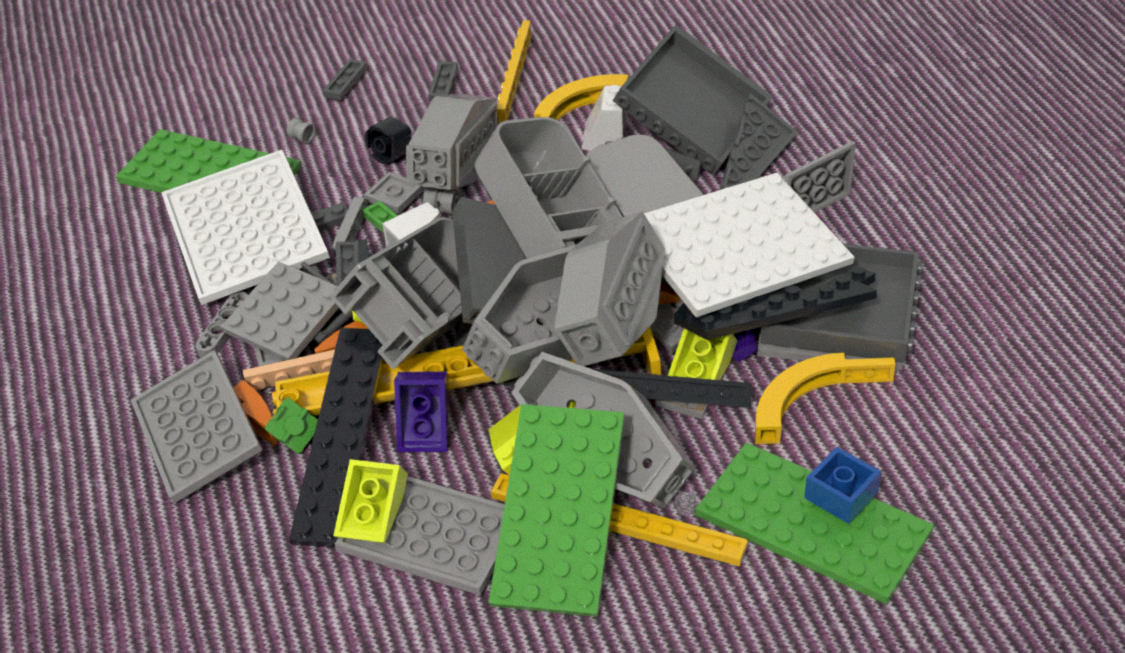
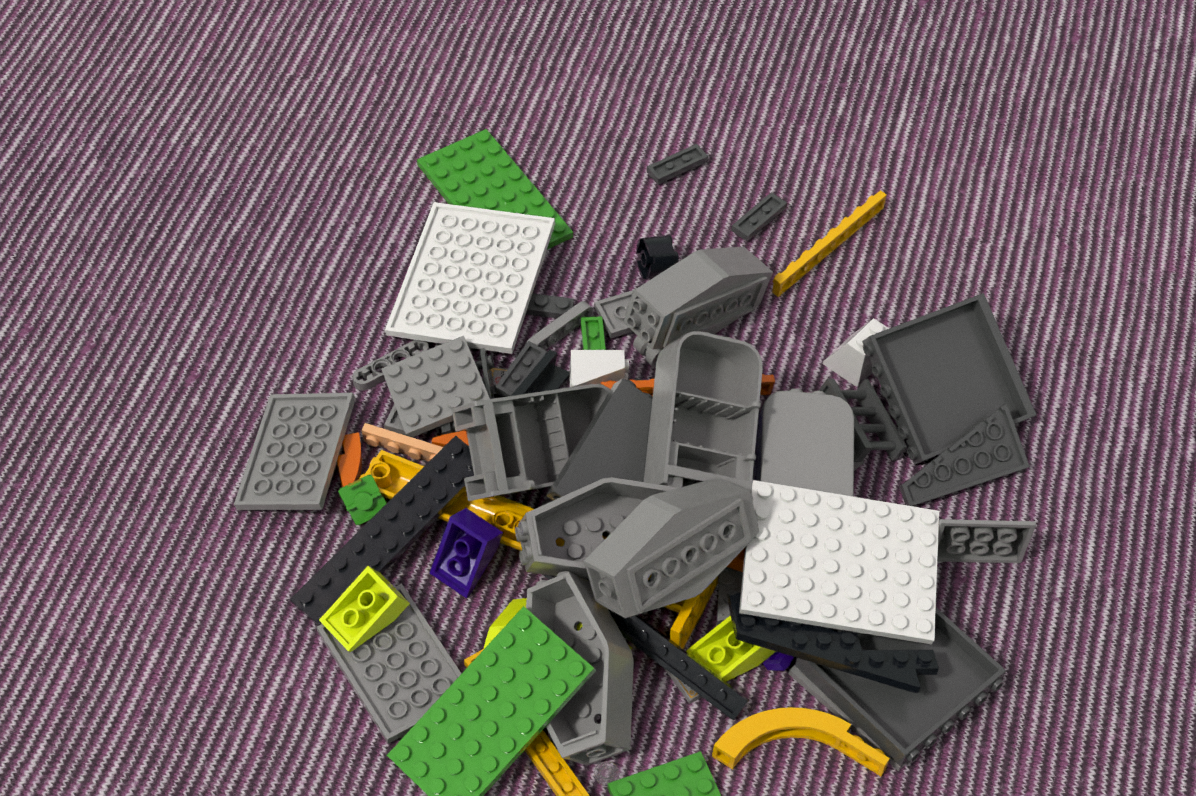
camera: 30 degrees right, 10 degrees up
(298, 129) = (596, 199): light grey wheel -> none
(576, 95) = (844, 302): yellow arch -> none

